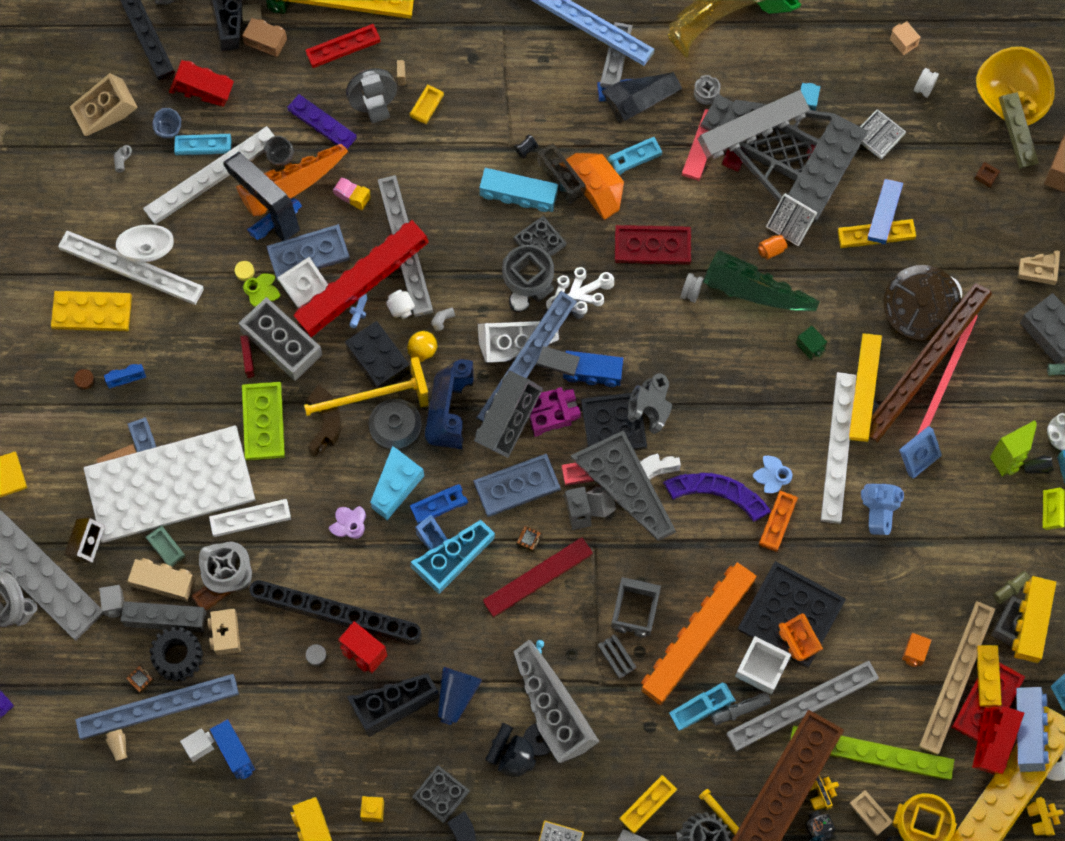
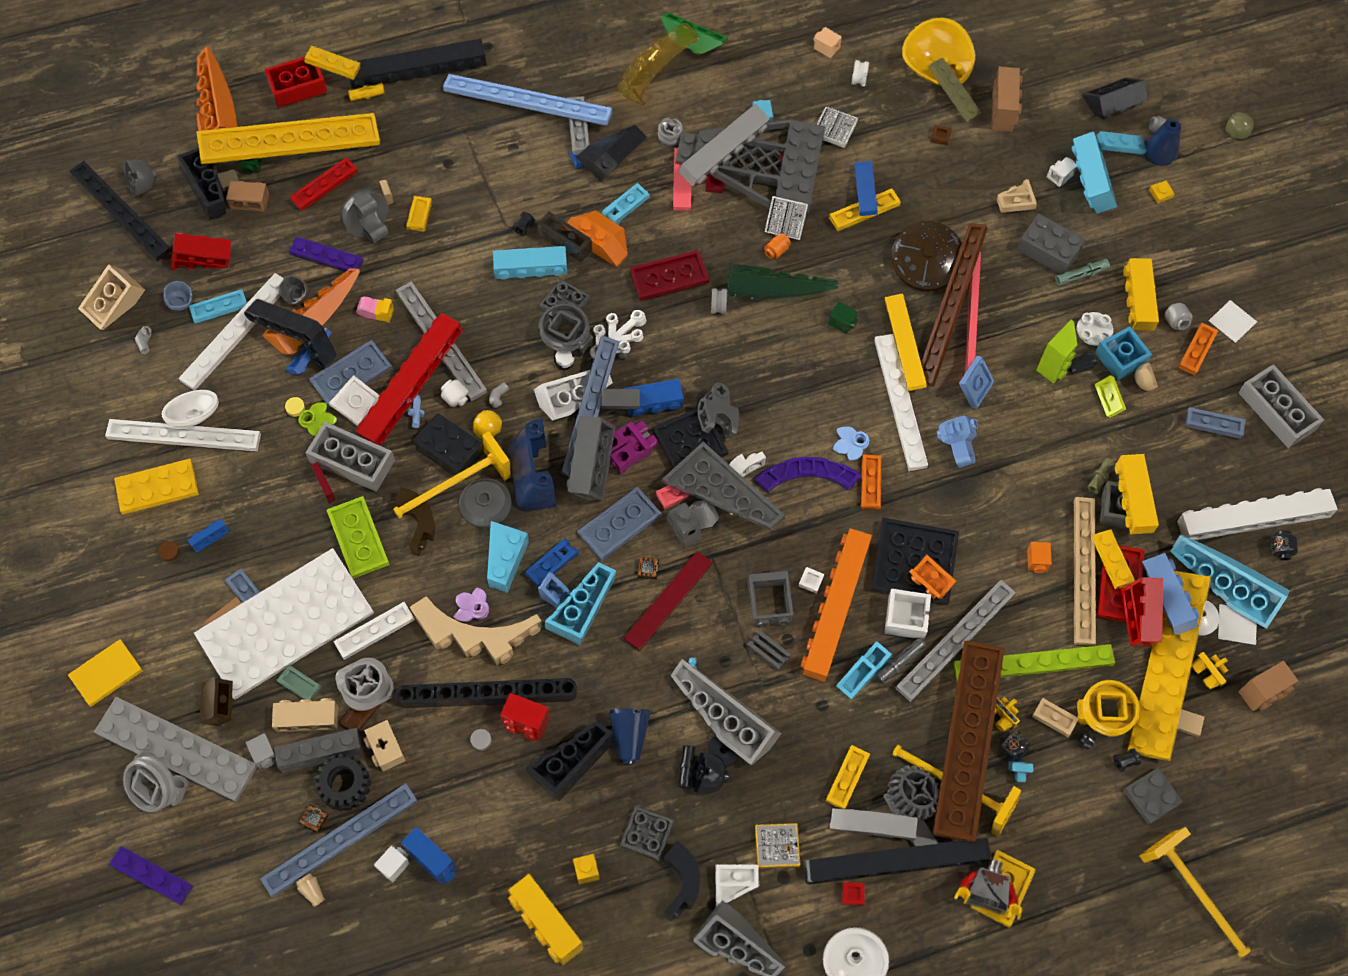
camera: 20 degrees left, 5 degrees down
(337, 555) = (471, 639): none -> tan arch
(682, 601) = (811, 580): none -> white plate

